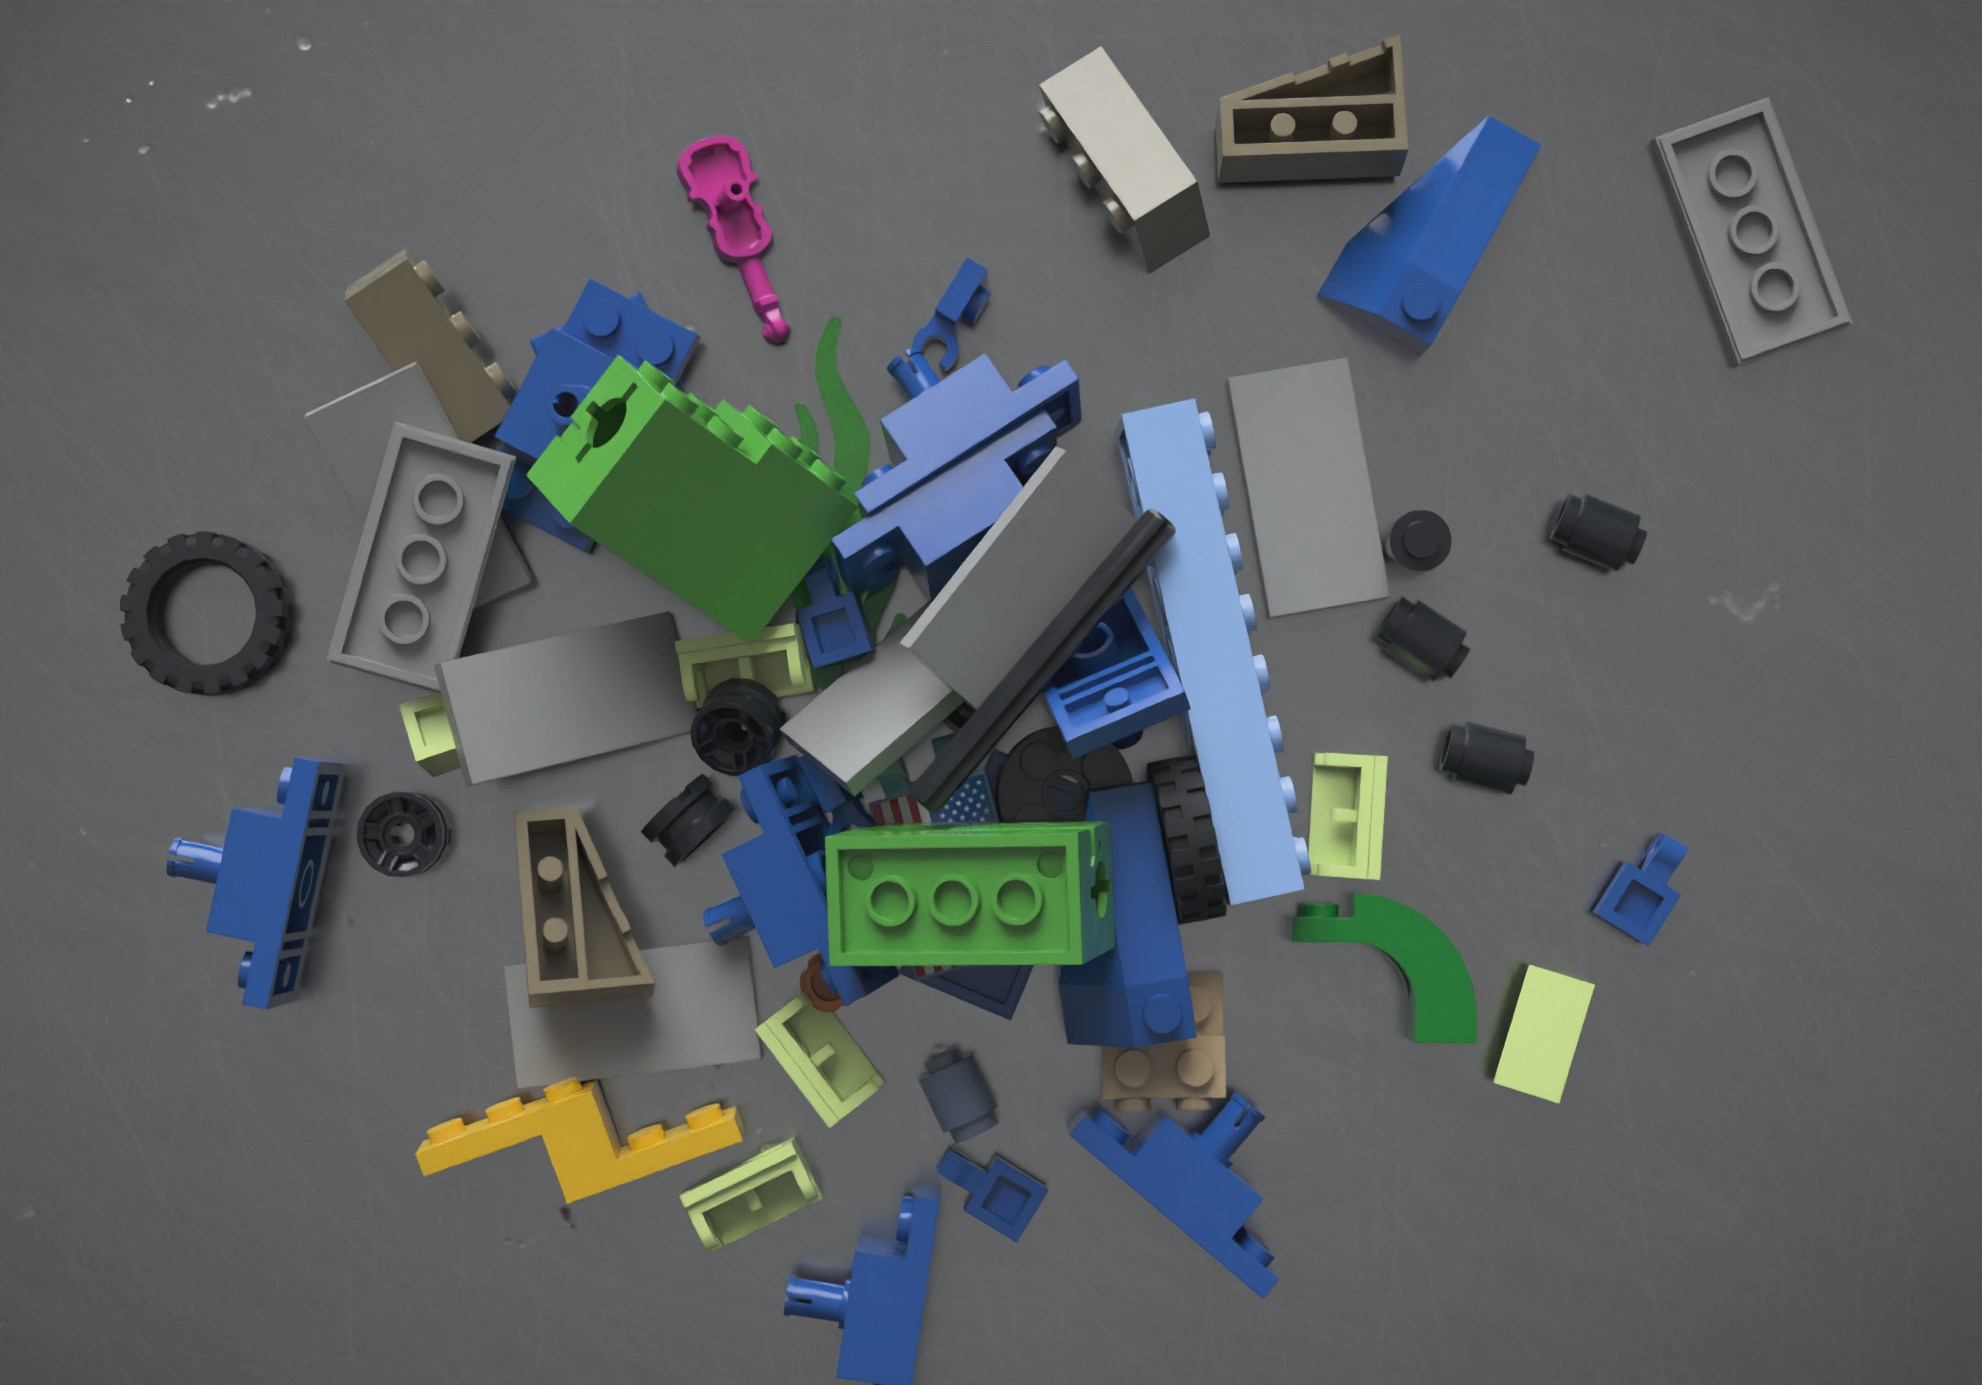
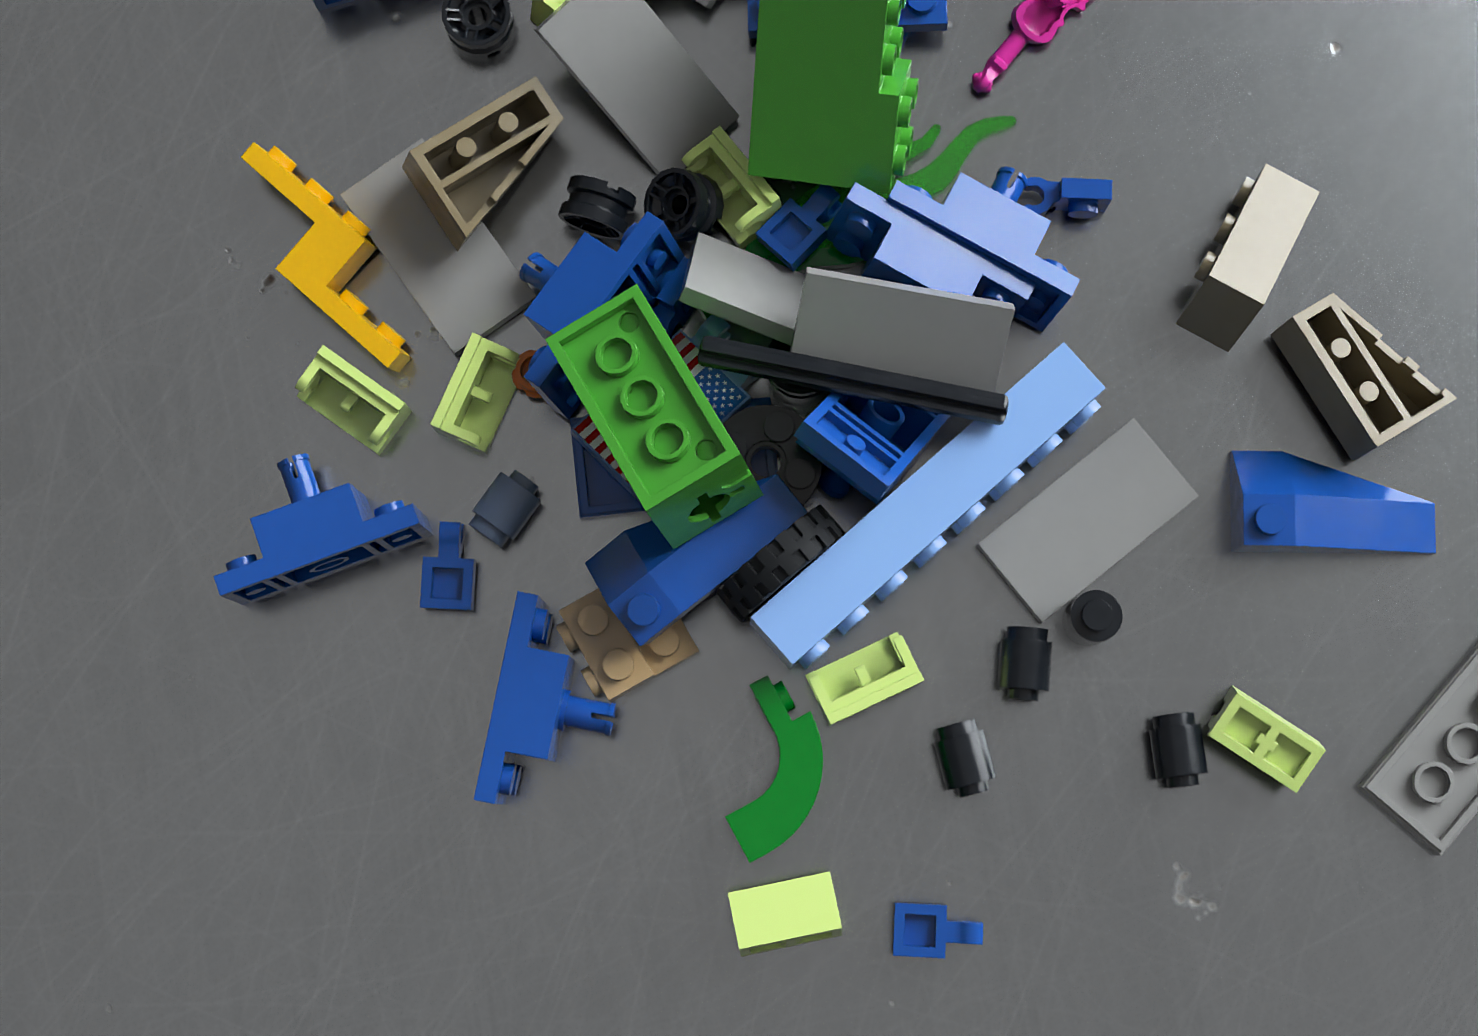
camera: 65 degrees right, 5 degrees down
(1638, 435) = (1265, 739): none -> yellowish green hinge

